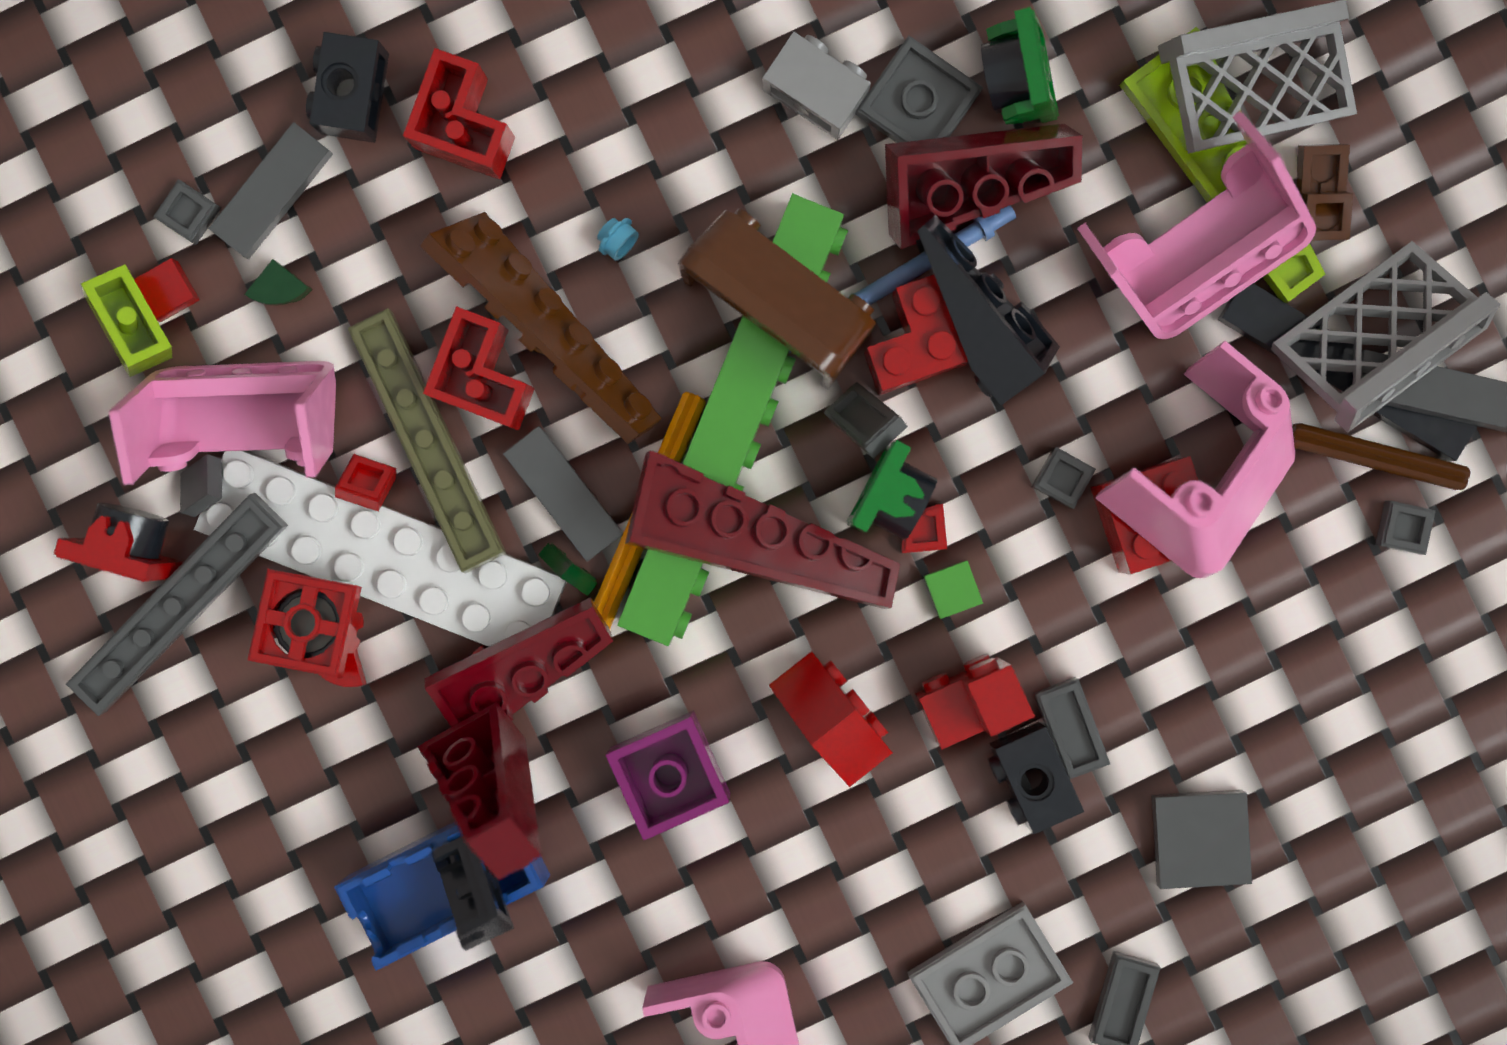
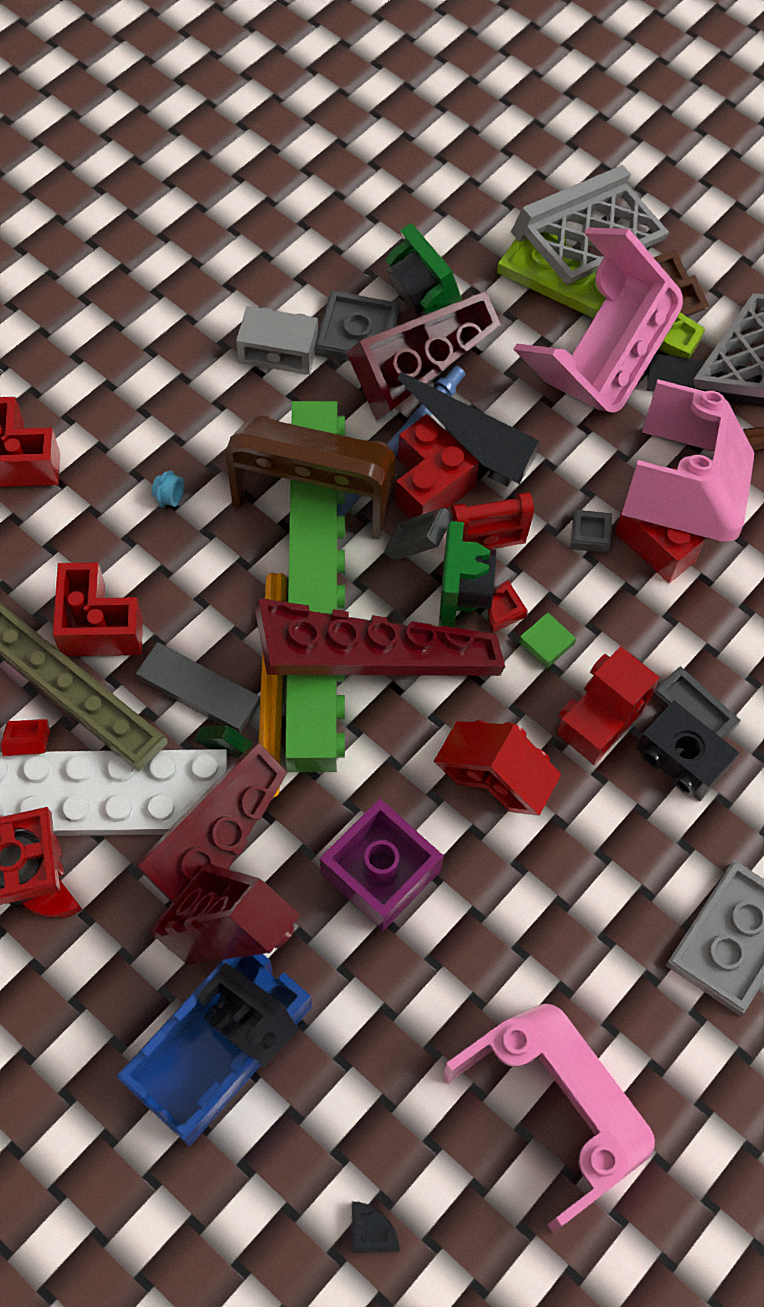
camera: 20 degrees left, 25 degrees down
(483, 256) = (61, 528): reddish brown wing -> none
(951, 439) = (498, 522): none -> red plate

